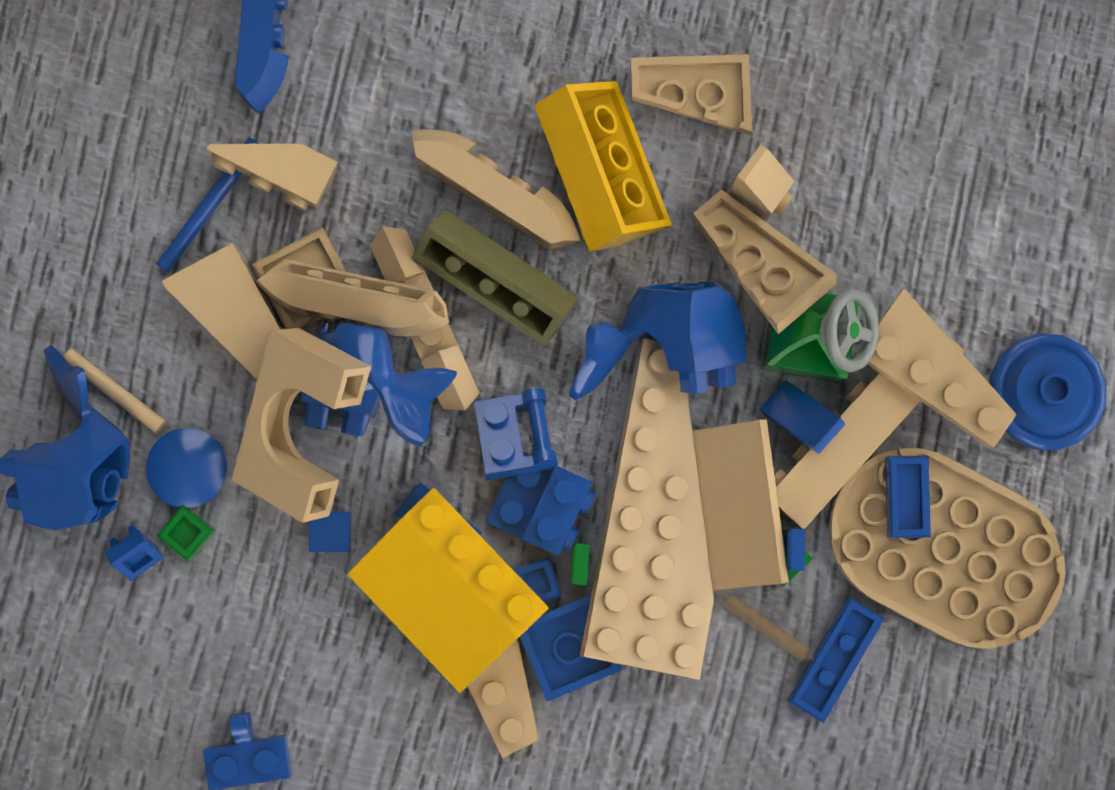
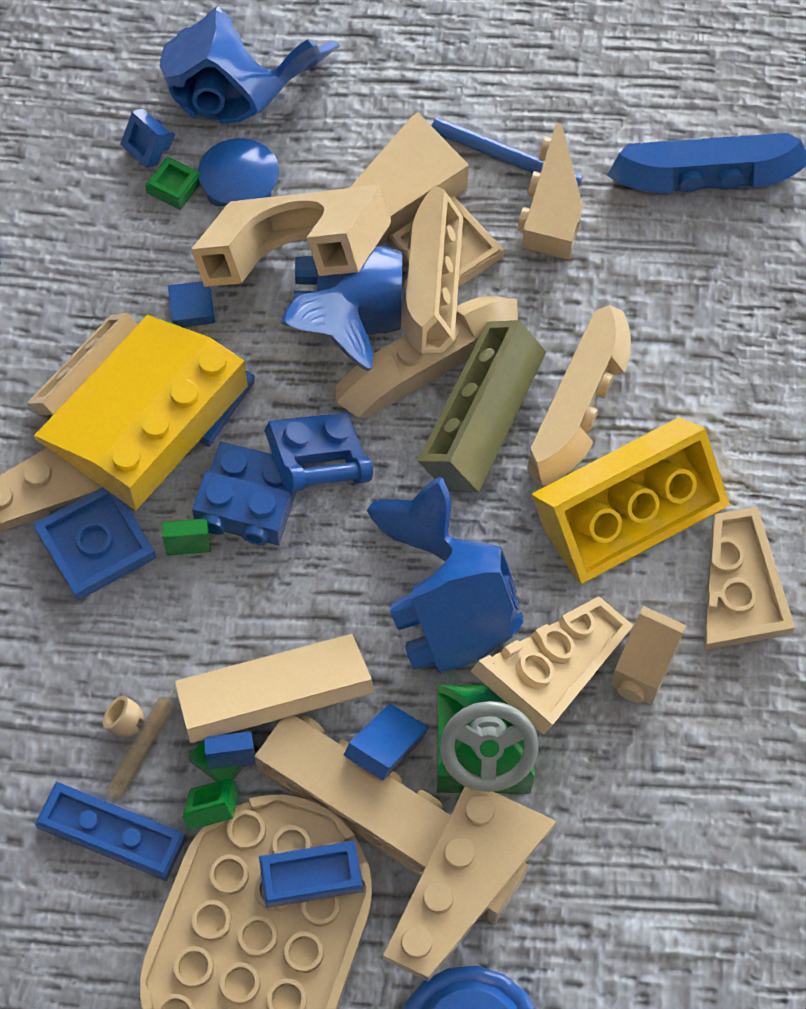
camera: 85 degrees right, 20 degrees down
(116, 392) = (304, 104): tan bar -> none
(384, 641) = (81, 364): none -> tan plate
(540, 578) = (165, 504): blue tile -> none
(653, 560) = (193, 610): tan wing -> none
(746, 645) = (123, 717): none -> tan hinge
(832, 572) = (210, 803): none -> green tile

